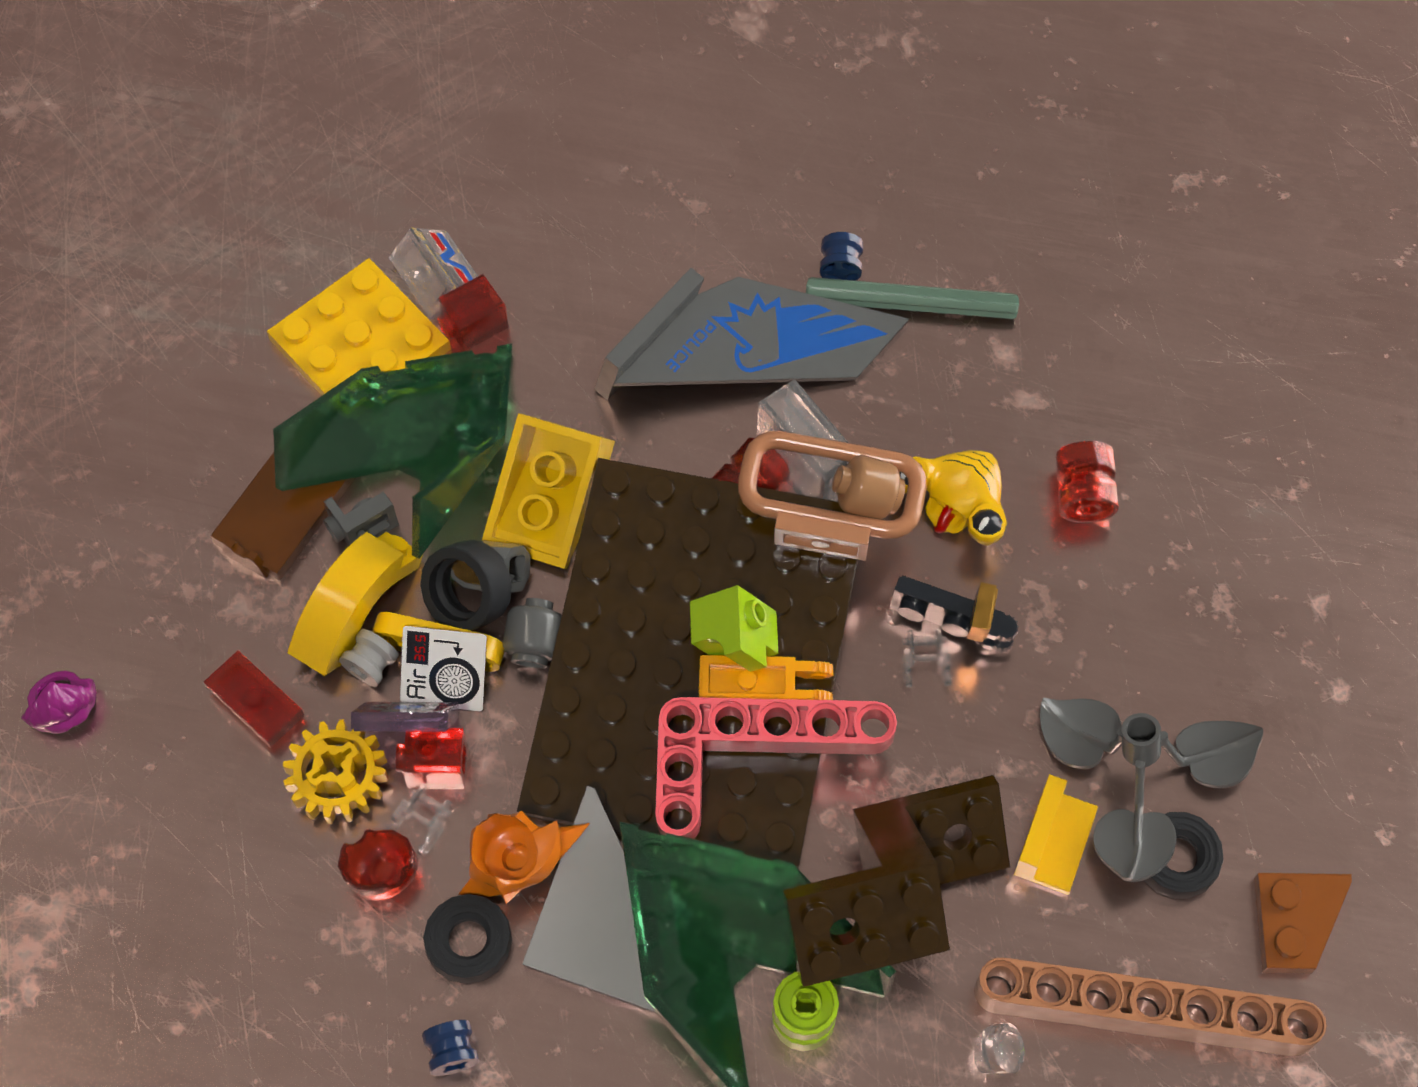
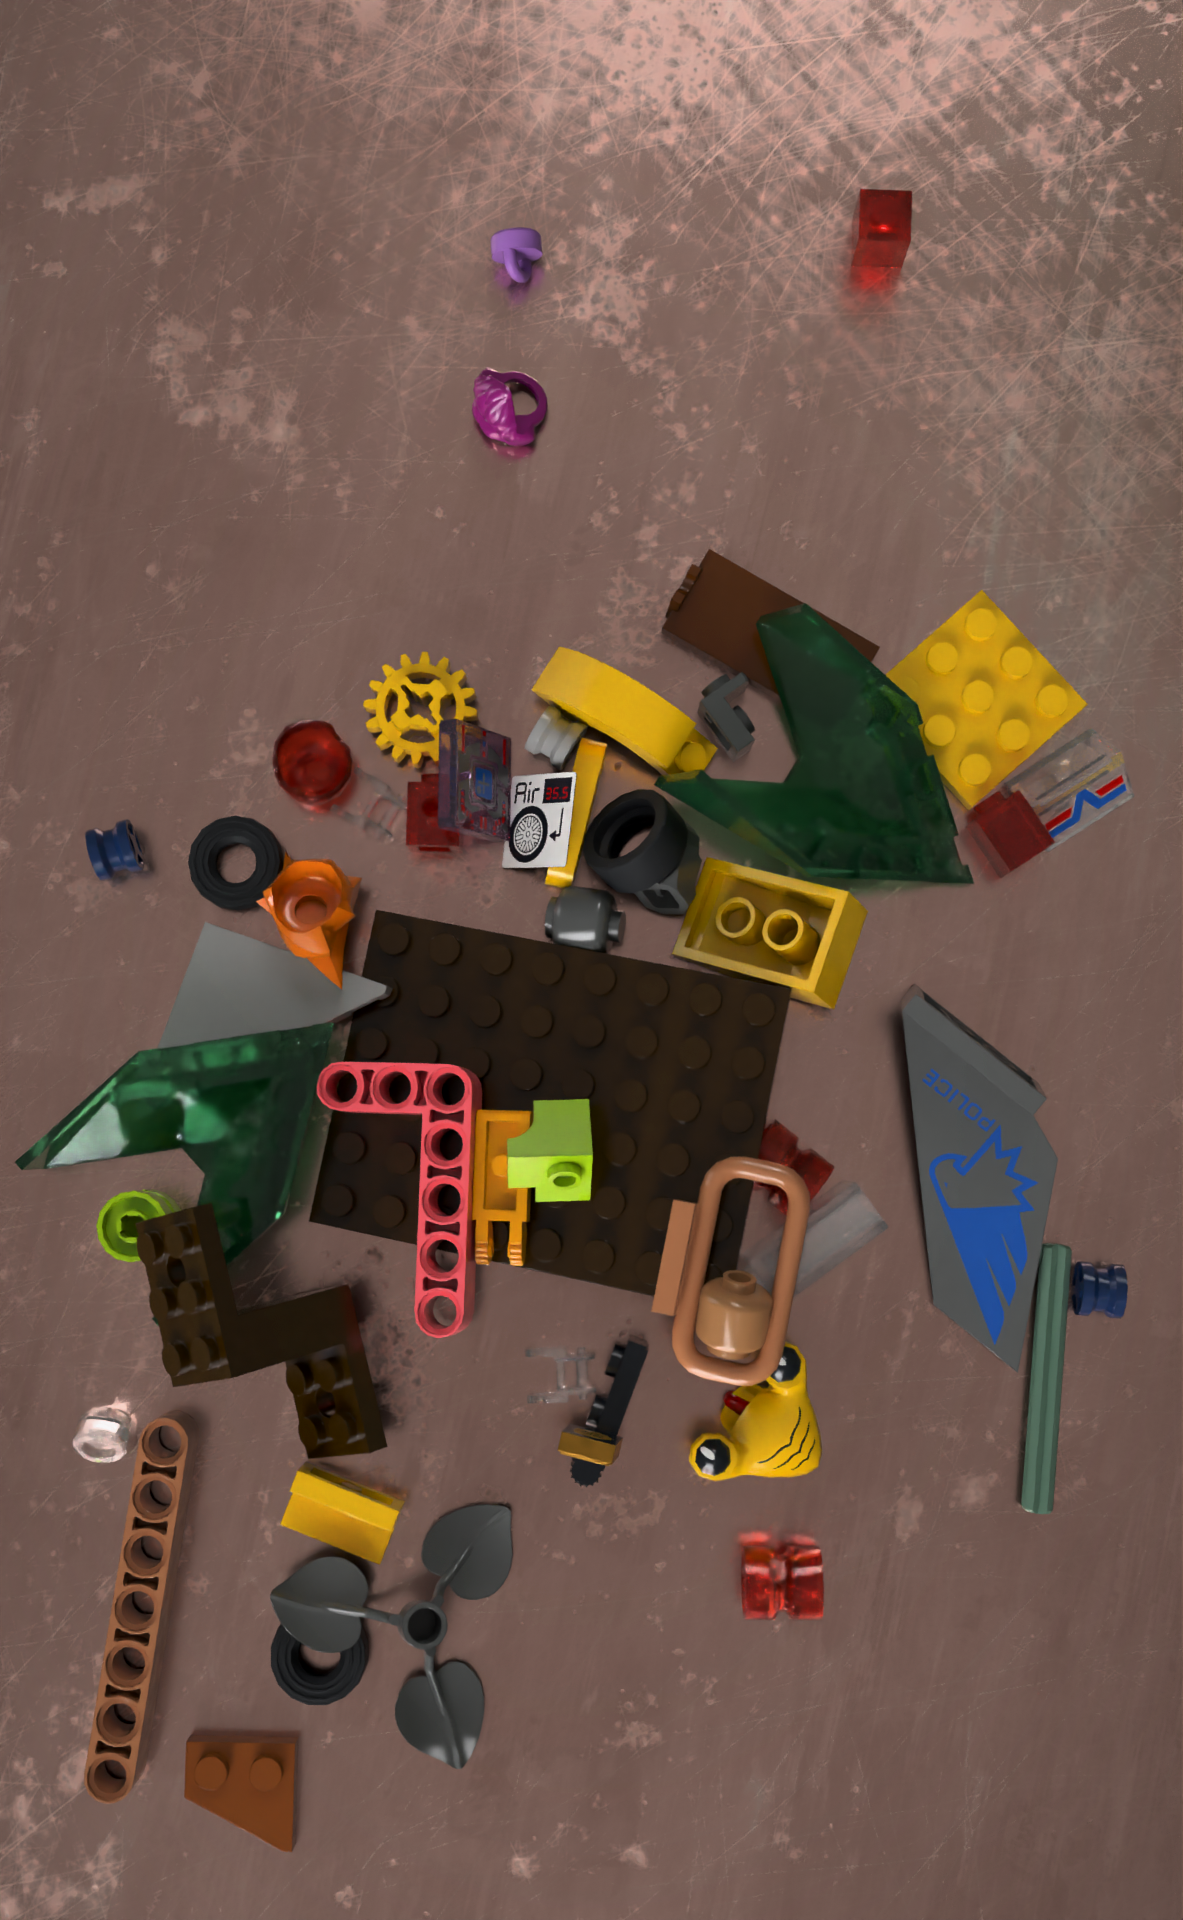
camera: 95 degrees right, 20 degrees up
(254, 698) = (509, 614): clear red plate -> none

